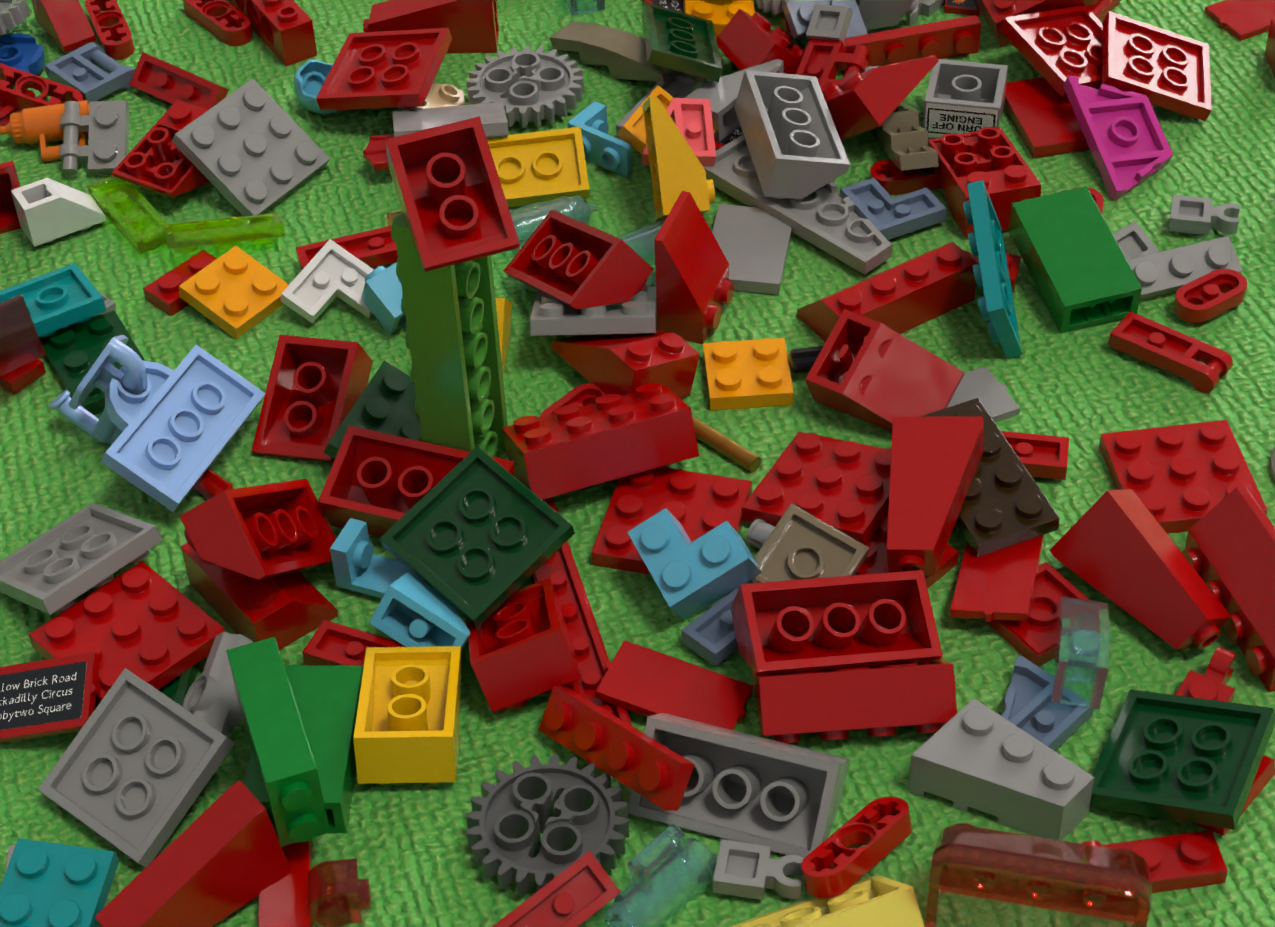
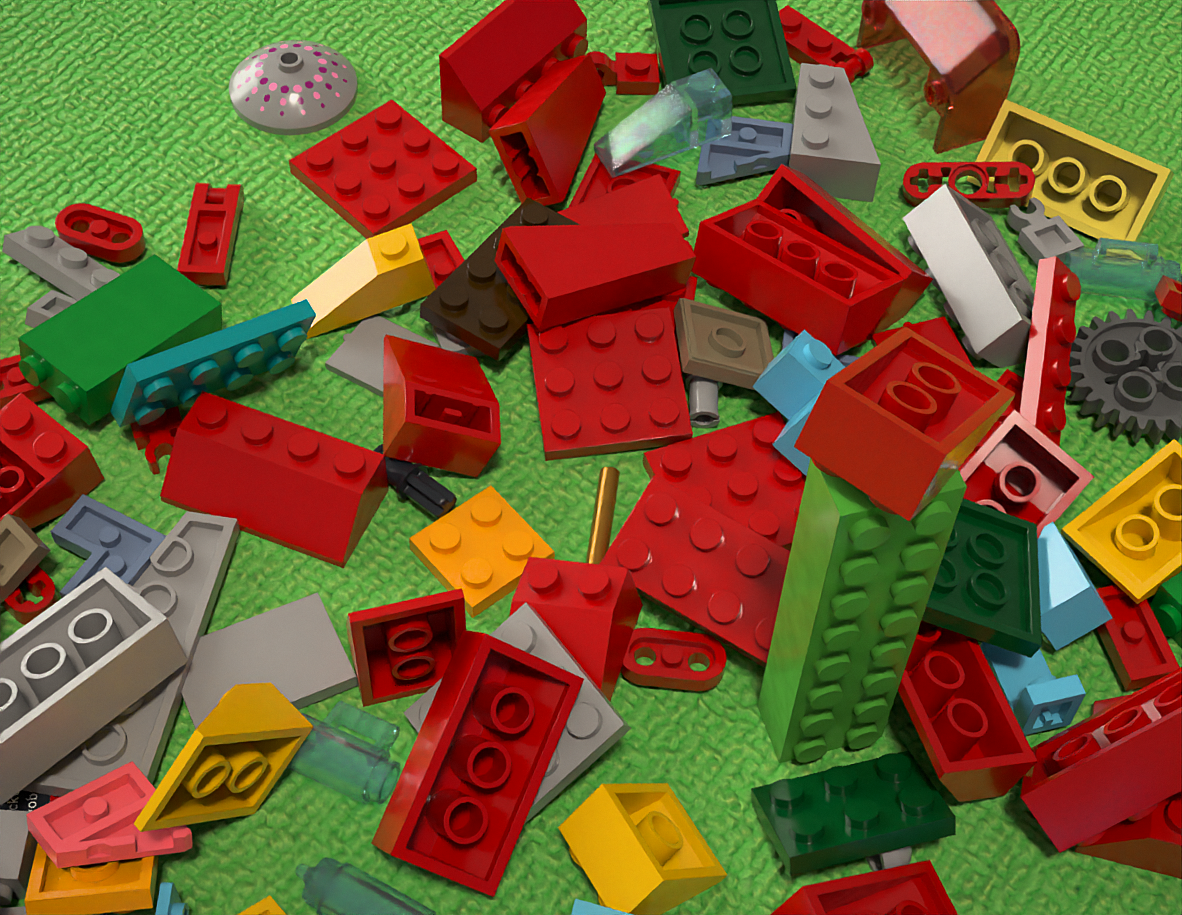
camera: 130 degrees left, 10 degrees up
(1030, 400) = (369, 280): none -> yellow slope

